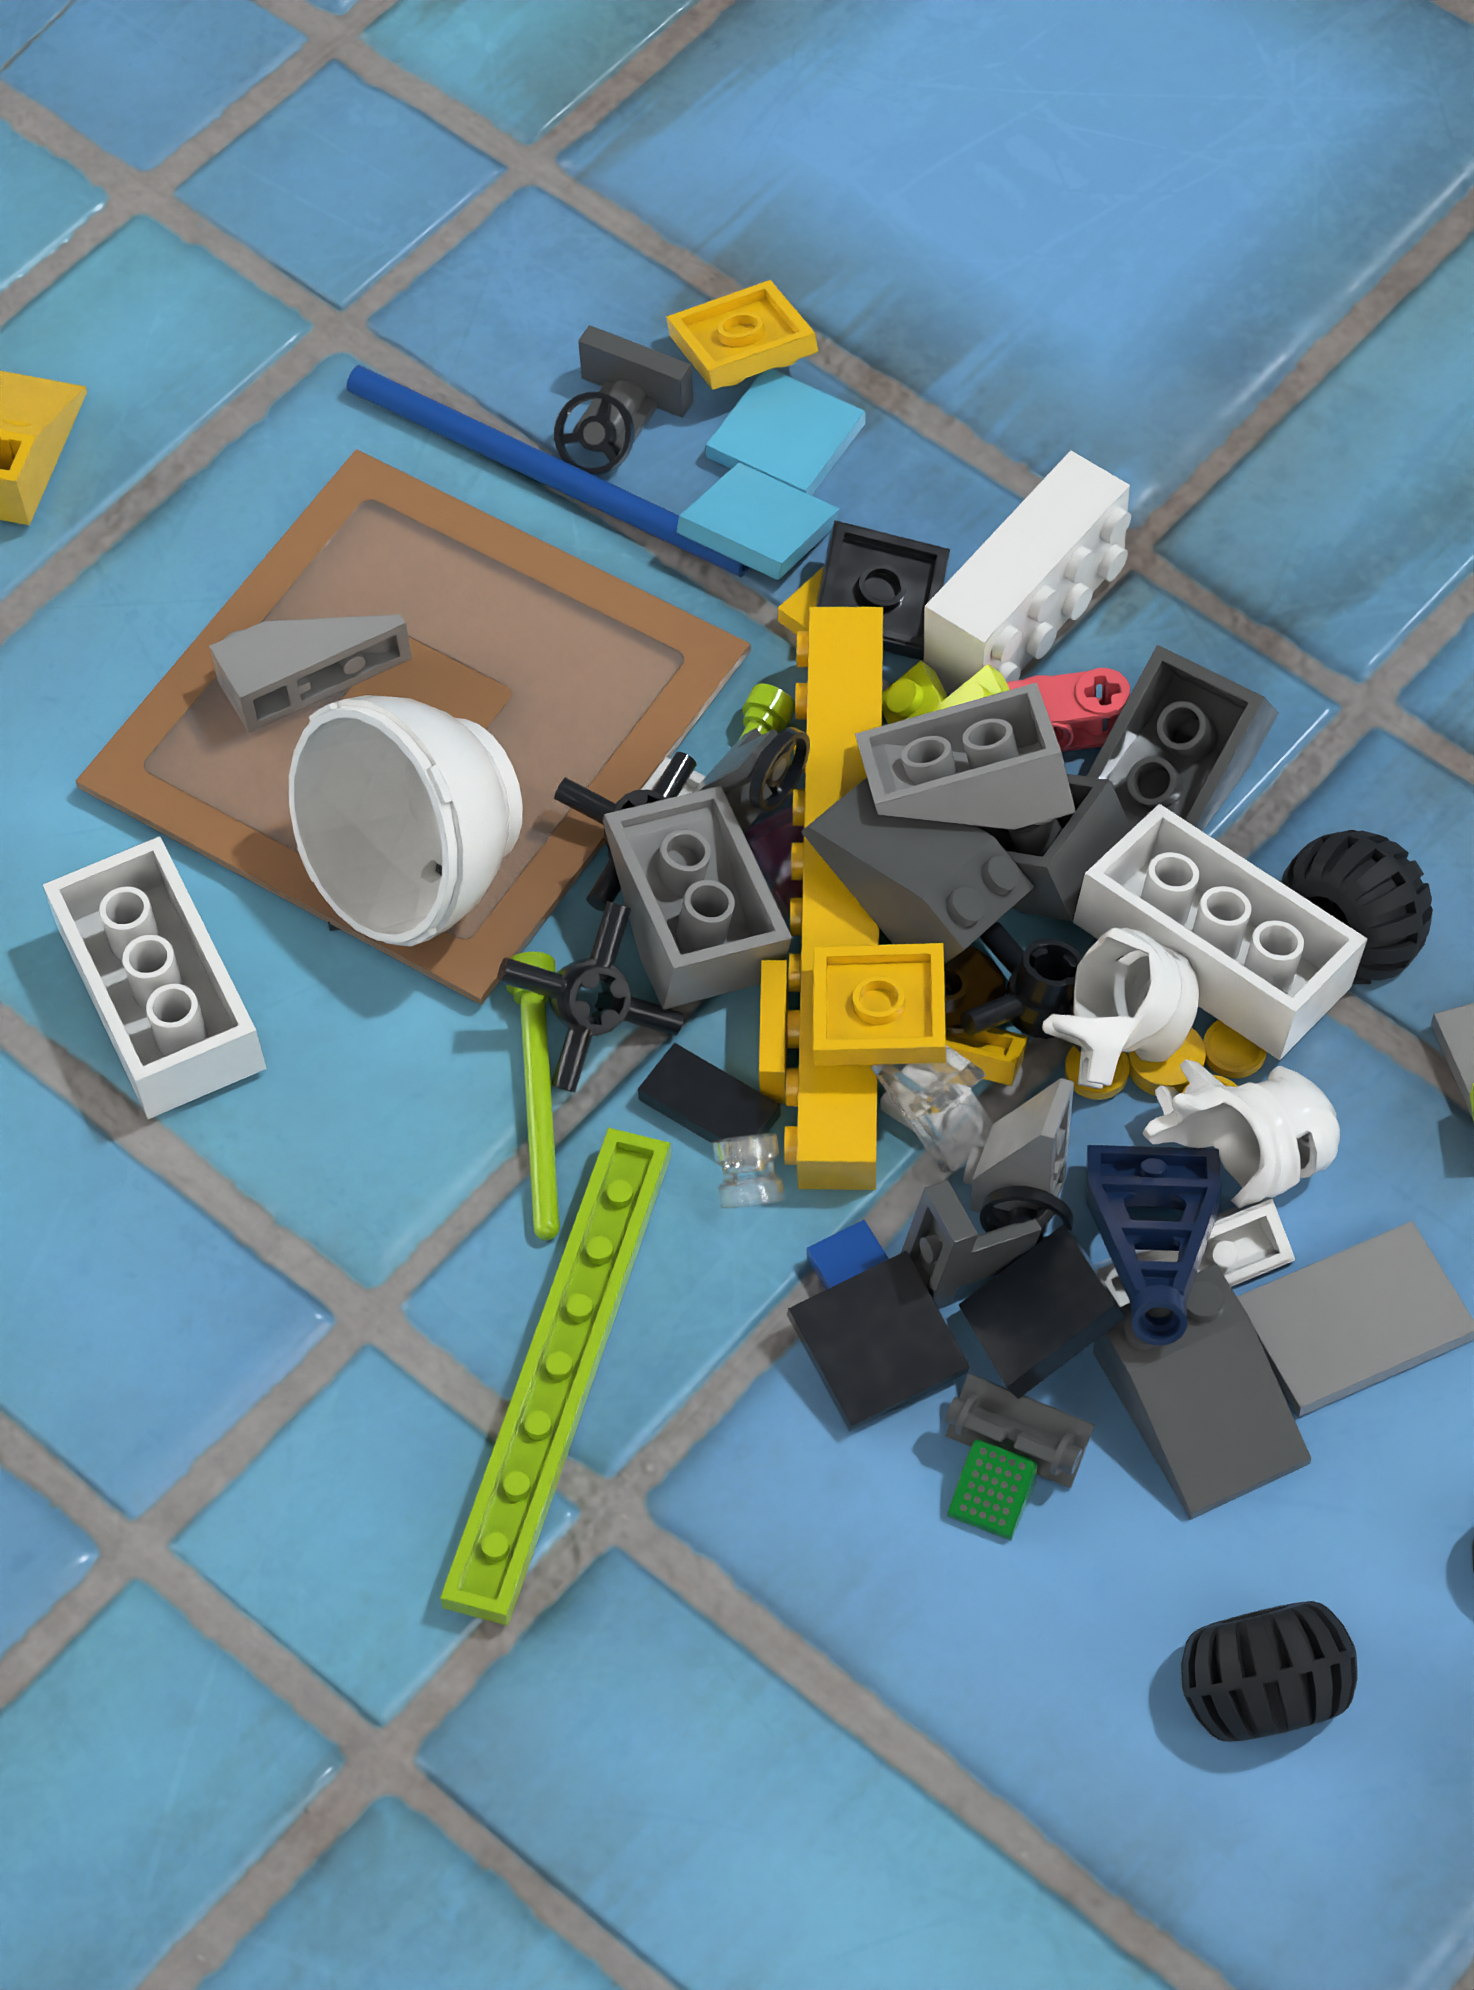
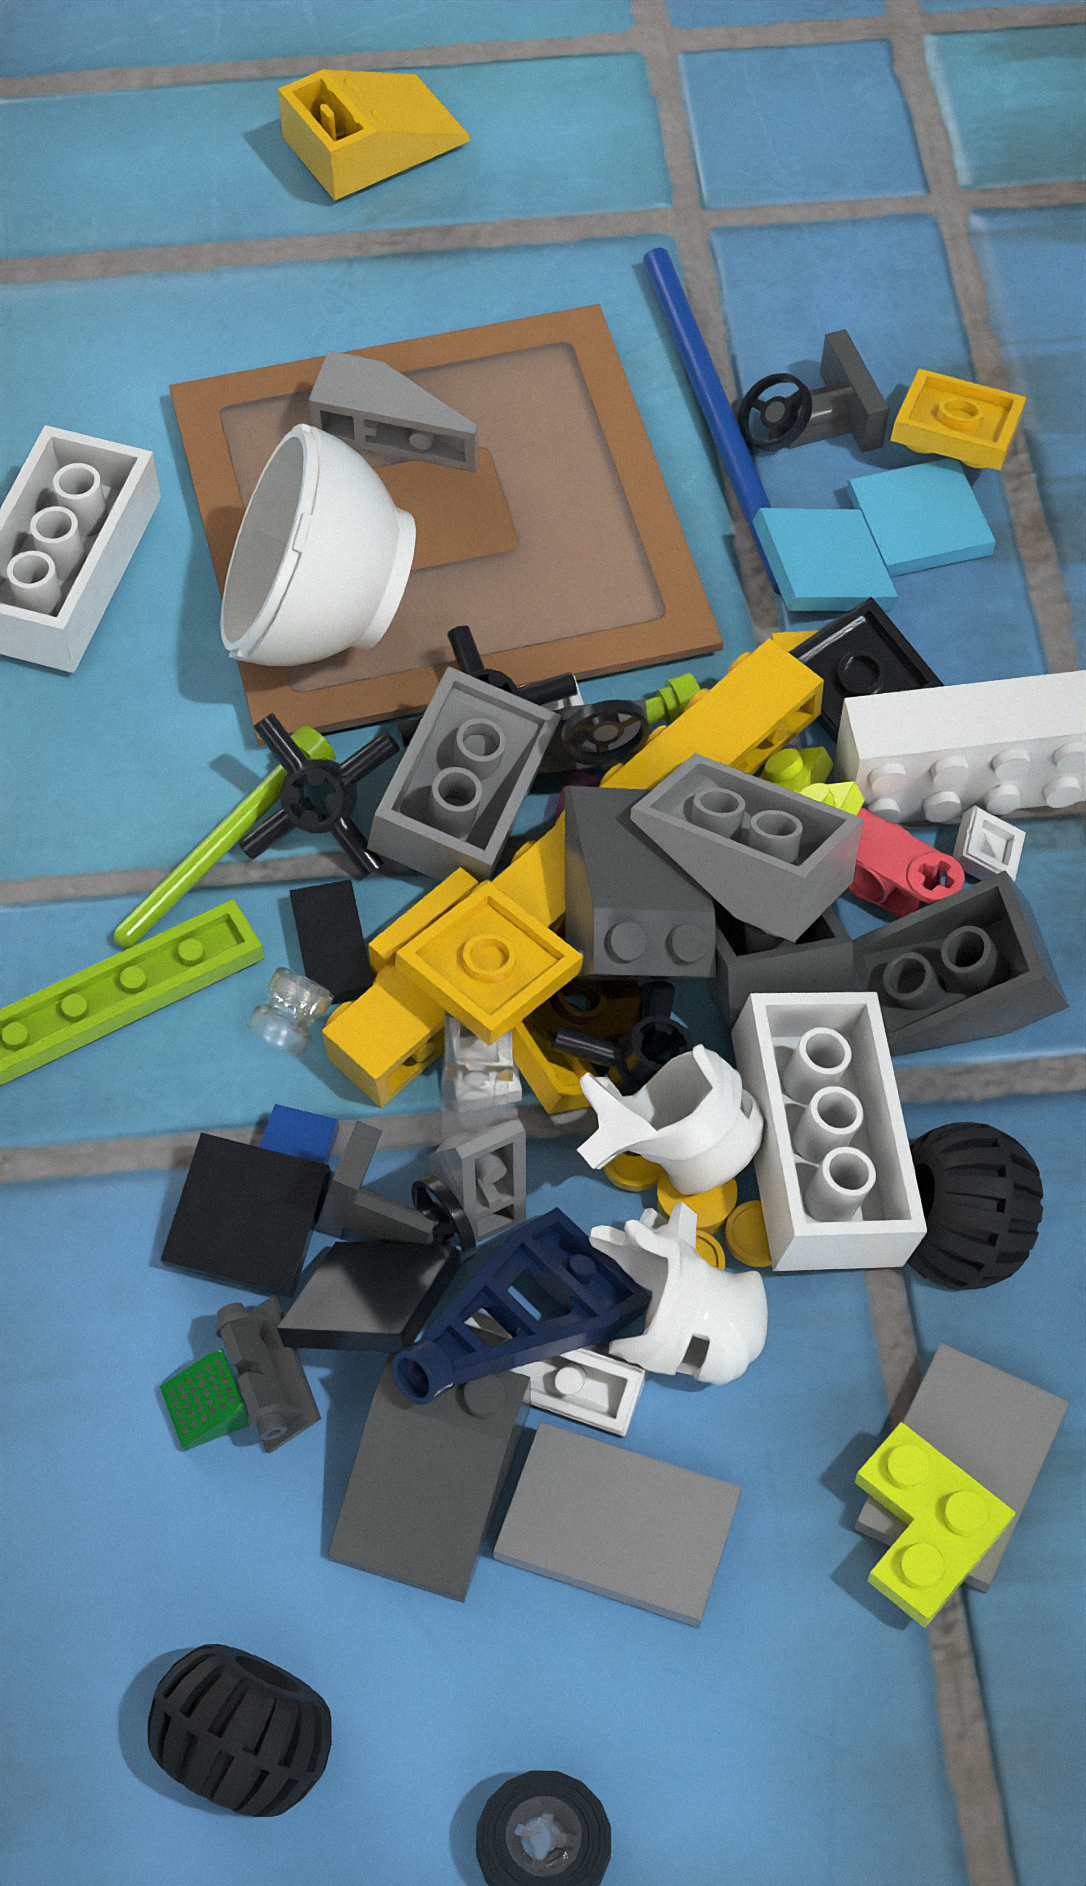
camera: 40 degrees right, 0 degrees up
(1102, 643) = (987, 845): none -> white tile

